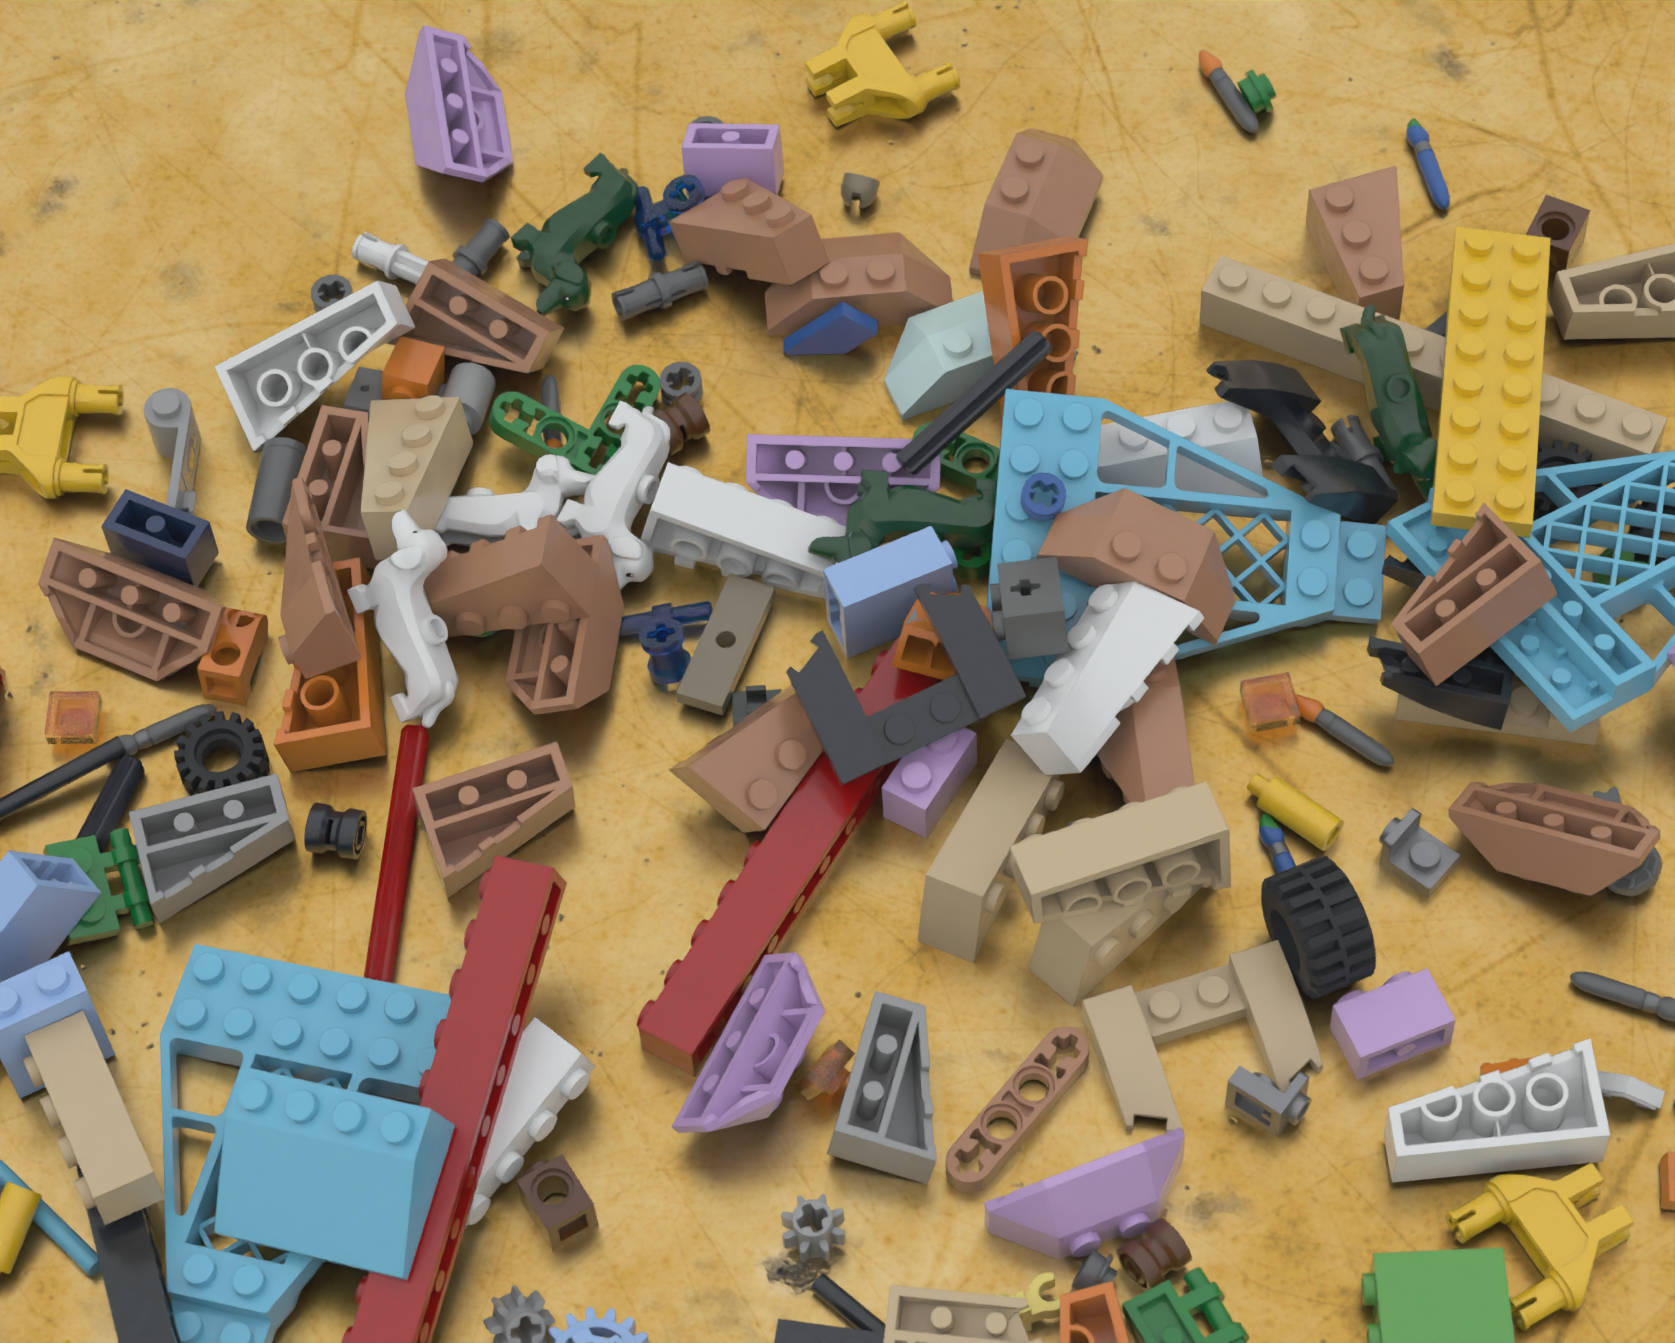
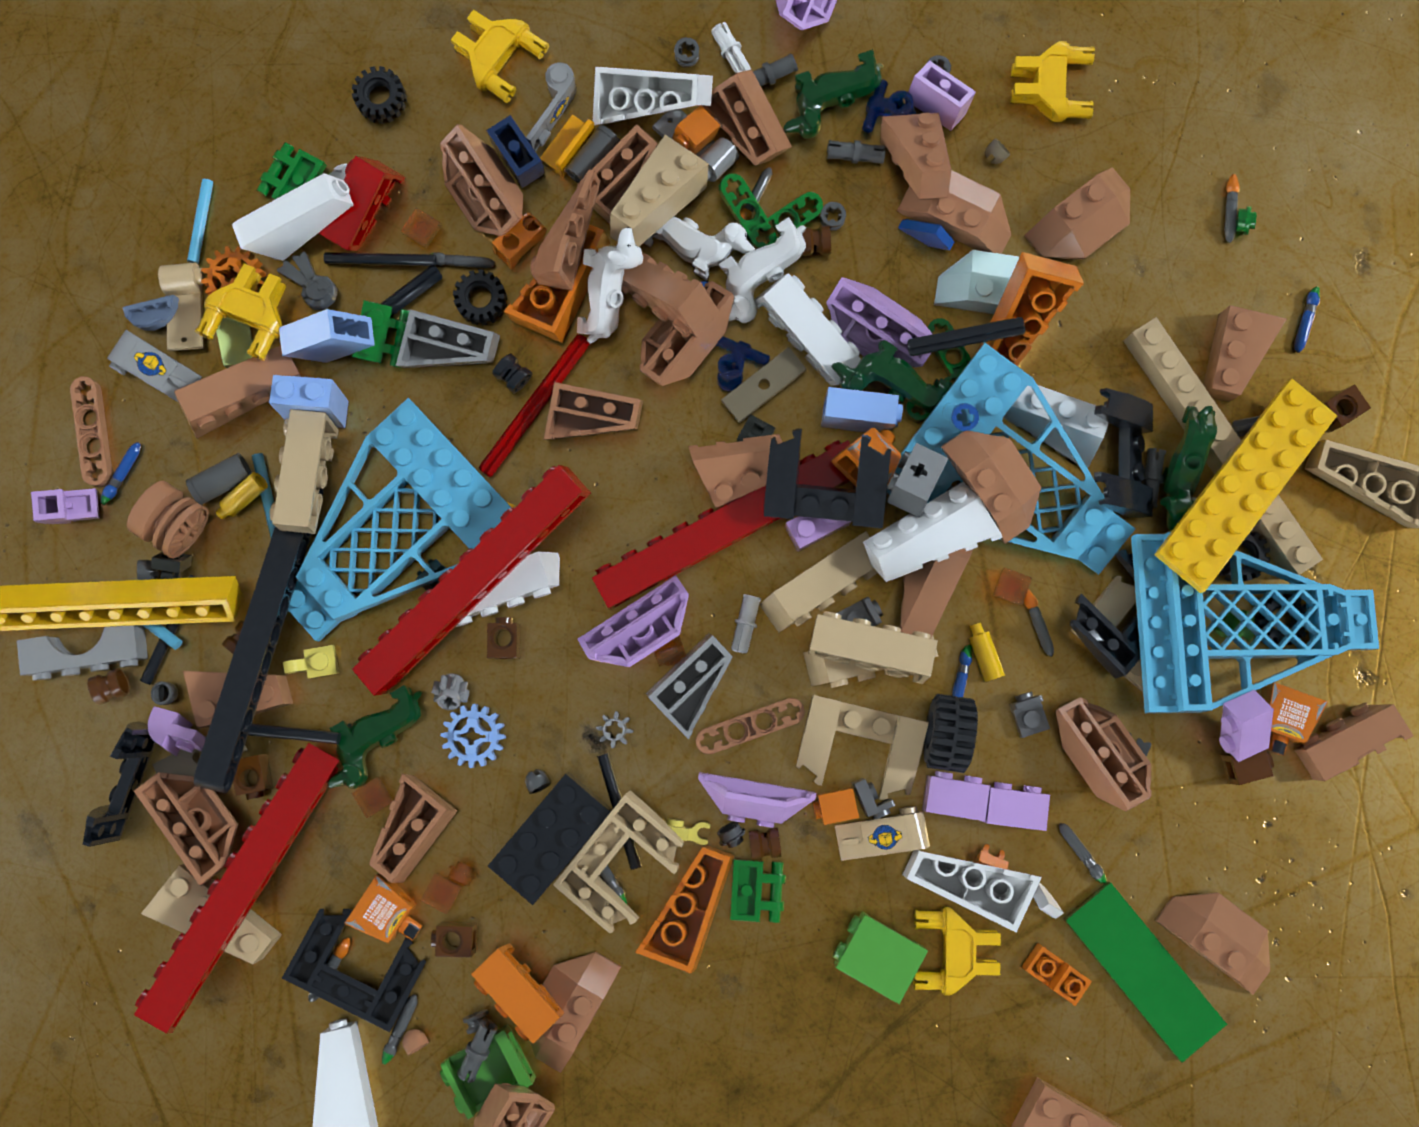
camera: 30 degrees right, 25 degrees up
(230, 496) = (567, 144): none -> light orange panel
(328, 1171) = (394, 573): medium azure slope -> none
(913, 967) = (745, 623): none -> white axle
(1224, 1138) = (836, 806): none -> orange brick
(1321, 1139) = (883, 835): none -> tan door
(1473, 598) = (1144, 617): nougat wedge -> none
(1492, 984) = (1017, 808): none -> lavender brick

